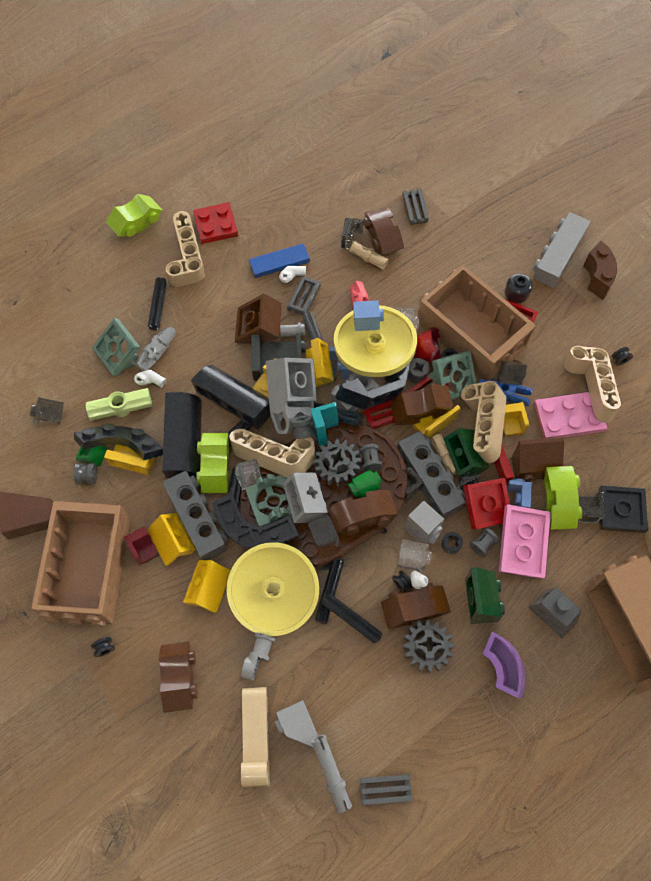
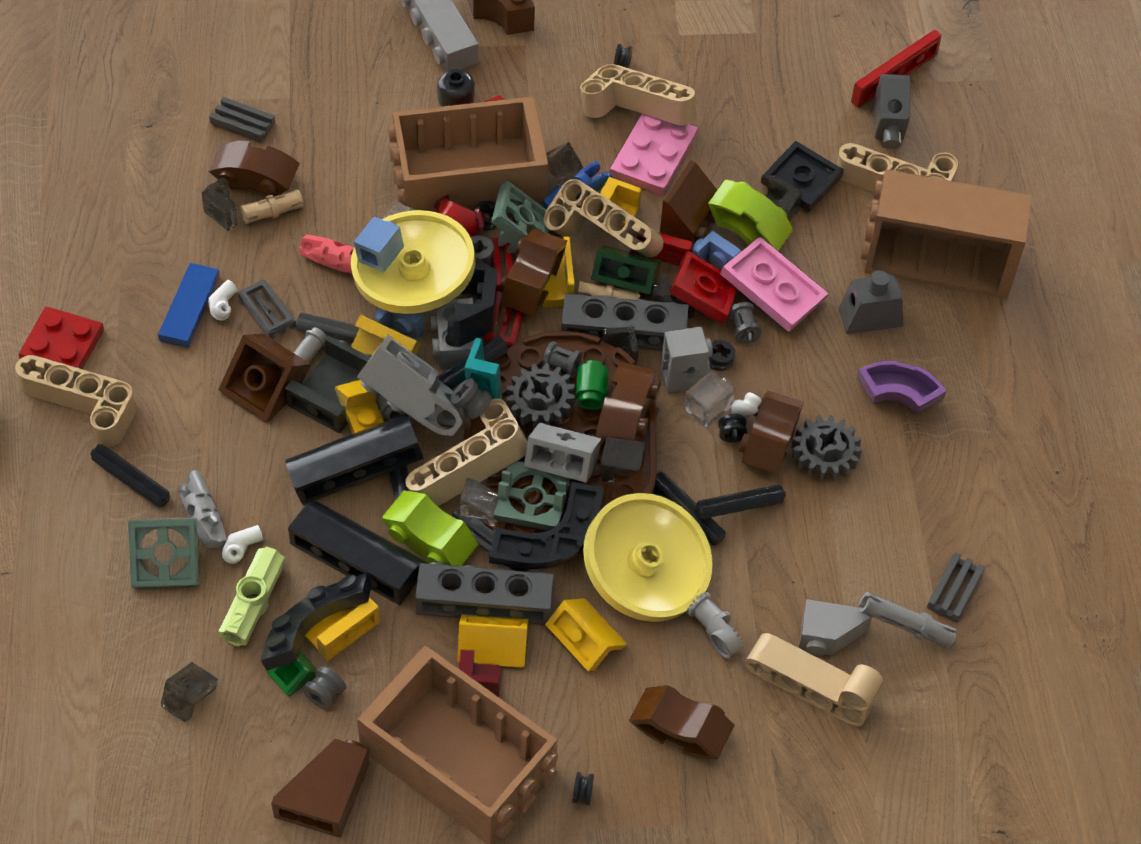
camera: 60 degrees left, 10 degrees down
(483, 596) = (807, 362): dark green slope -> none

